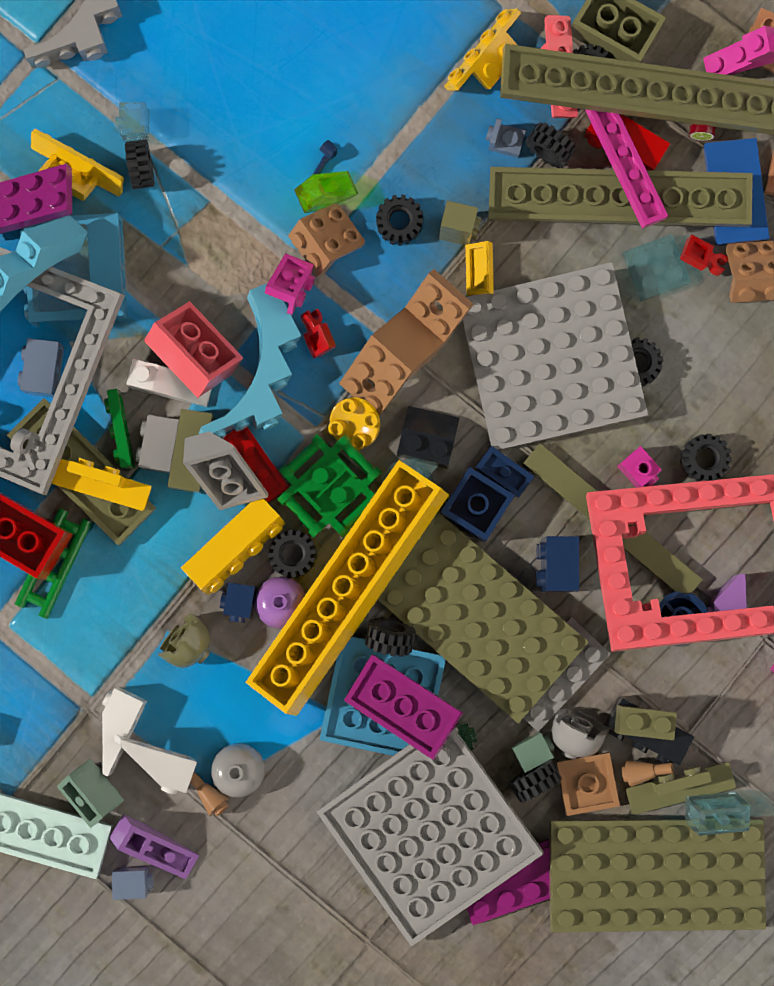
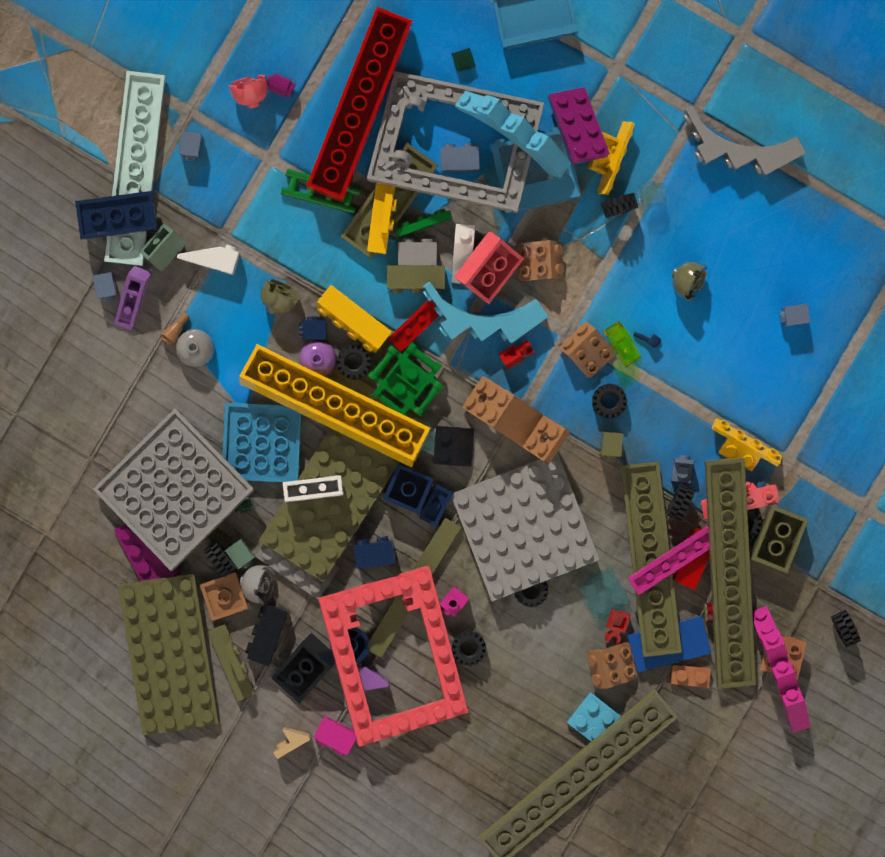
camera: 75 degrees right, 5 degrees up
(34, 852) = (116, 215): none -> dark blue plate
(166, 767) = (188, 299): white slope -> none
(197, 280) = (540, 261): none -> medium nougat bracket
(221, 471) = (402, 303): light grey slope -> none
(253, 91) = (688, 279): none -> olive cylinder
(291, 281) = (549, 329): dark pink bracket -> none
(355, 419) = (457, 391): yellow dish -> none
(390, 637) = (305, 441): black tyre -> none
(403, 707) = (257, 458): magenta plate -> none
(458, 634) = (313, 488): none -> white brick
(479, 268) = (582, 464): yellow tile -> none
(639, 772) = (237, 631): medium nougat cone -> none
(645, 722) = (272, 629): olive brick -> none
(703, 686) = (304, 668): none -> black slope
(717, 813) = (217, 689): clear light blue brick -> none

